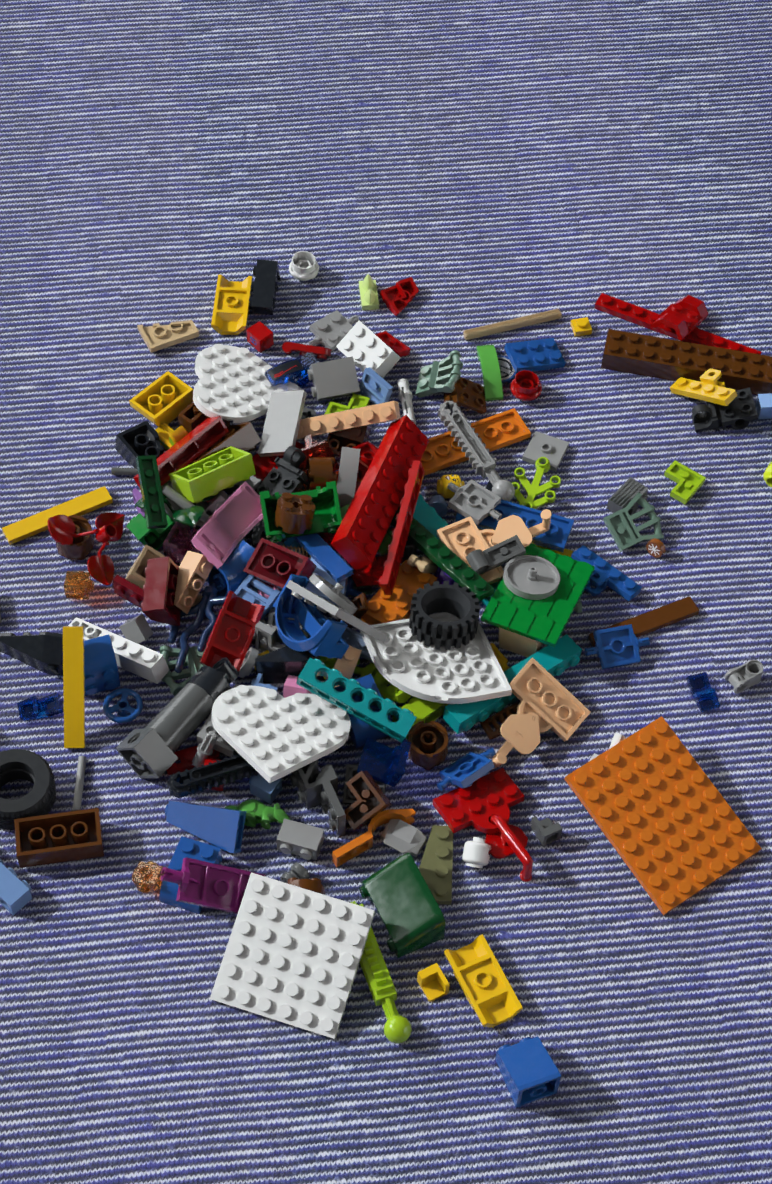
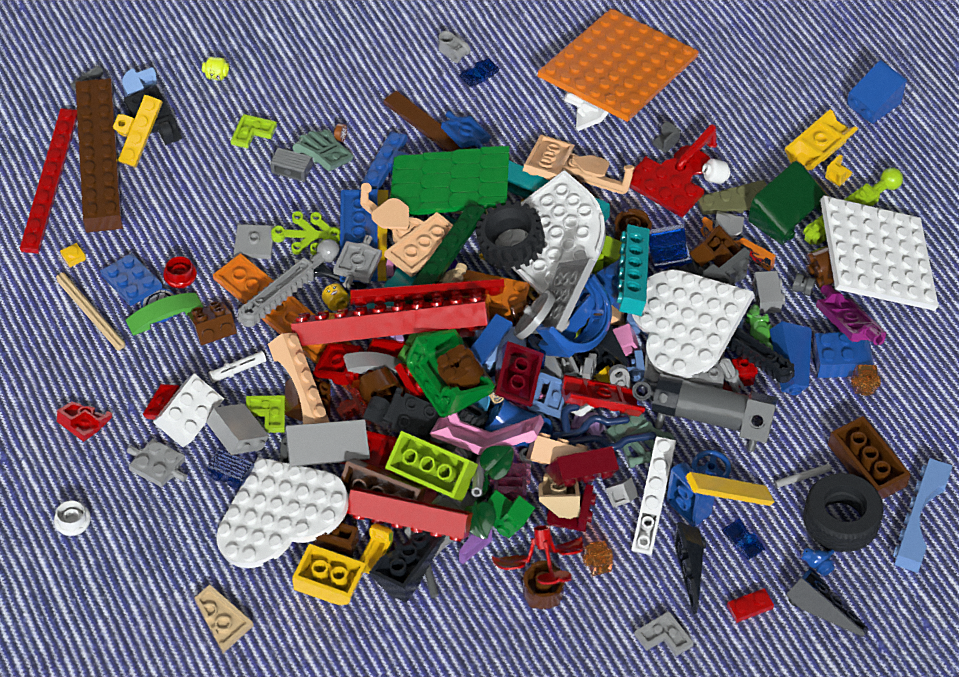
camera: 110 degrees left, 0 degrees up
(39, 522) = (515, 622): yellow tile -> none
(151, 492) = (485, 501): dark green plate -> none
(231, 306) = (152, 568): yellow piece -> none
(260, 336) = (194, 524): red brick -> none
(264, 287) = (120, 541): black wedge -> none
(282, 372) = (249, 470): slope -> none
(321, 352) = (198, 475): red plate -> none
(368, 294) = (89, 449): yellowish green tile -> none
(375, 387) = (238, 386): medium blue plate -> none
(439, 373) = (198, 353): sand green plate -> none
(467, 769) = (643, 195): blue plate -> none
(496, 555) = (426, 216): dark grey plate -> none
(531, 577) = (438, 185): light grey piece -> none
(683, 316) = (40, 171): red piece -> none

